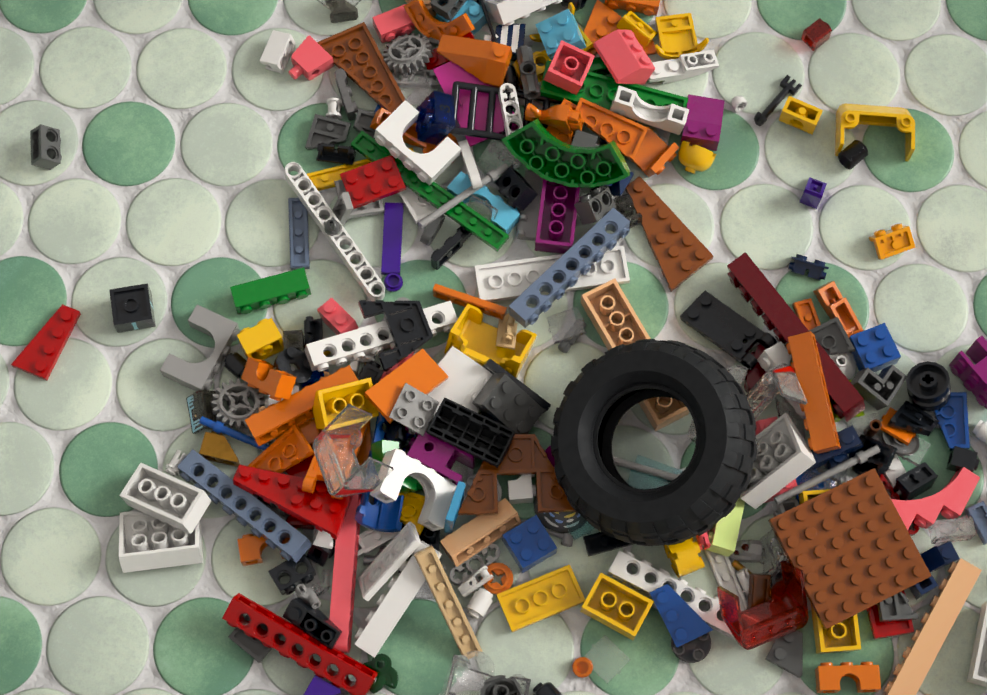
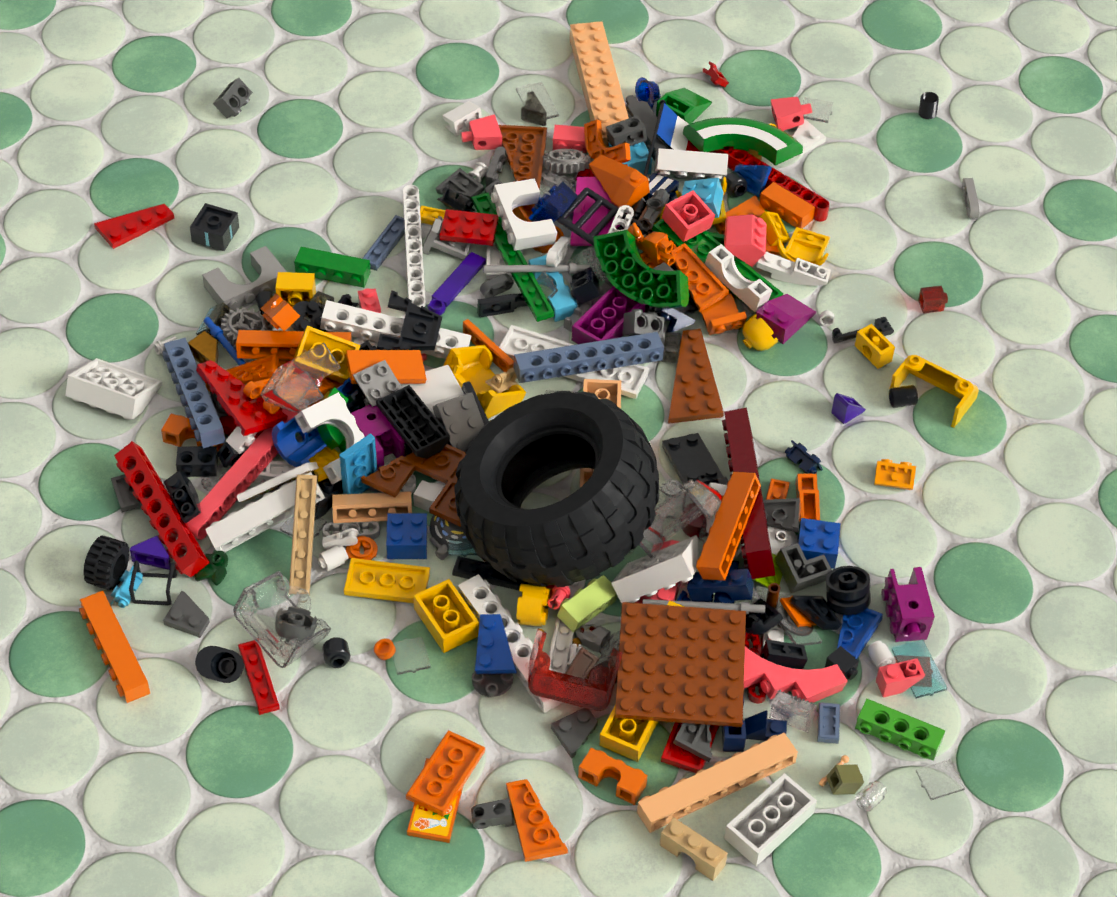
camera: 30 degrees right, 20 degrees down
(165, 498) = (137, 357): white brick -> none
(308, 595) = (195, 478): light grey arm -> none
(327, 227) = (414, 244): dark grey hinge -> none

